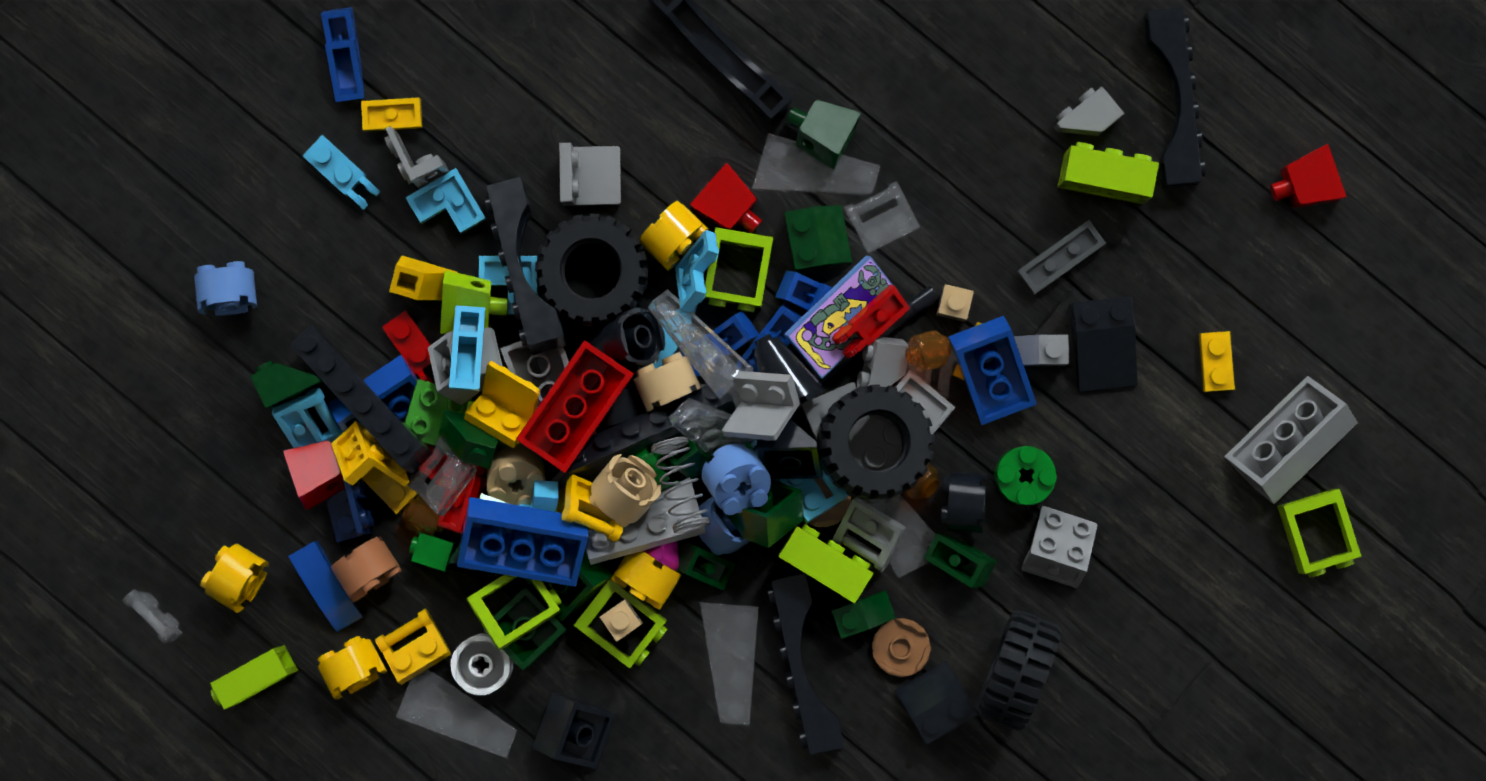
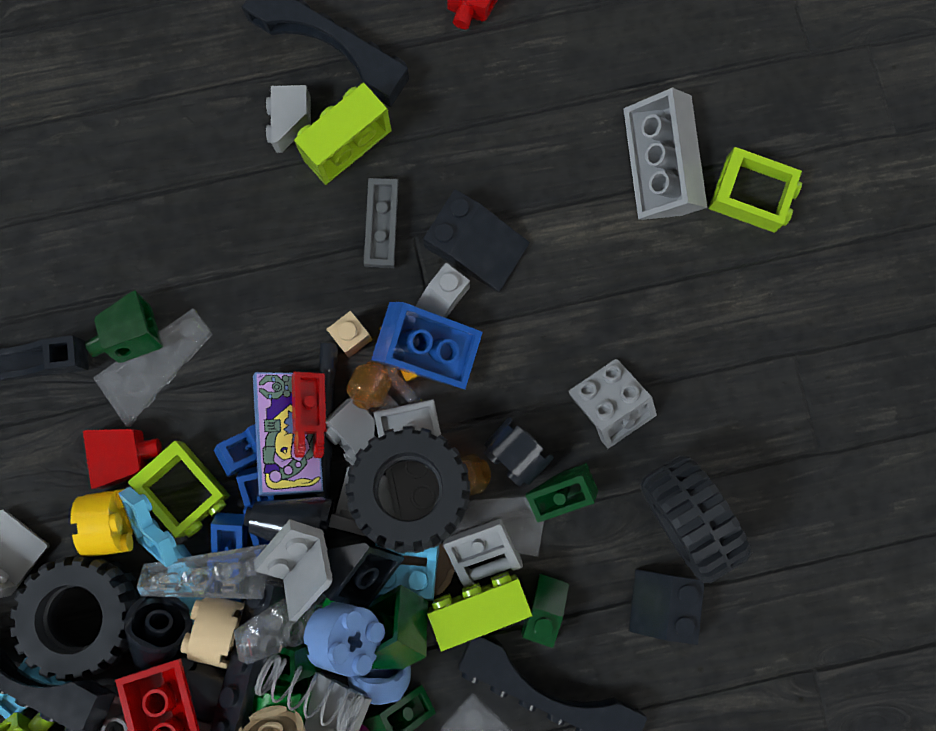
camera: 60 degrees left, 5 degrees down
(817, 237) = (207, 404): dark green slope -> none
(886, 226) = (244, 343): clear plate -> none
(901, 647) = (597, 598): medium nougat tile -> none
(1041, 478) = (545, 373): green brick -> none
(1216, 361) = (558, 167): yellow plate -> none

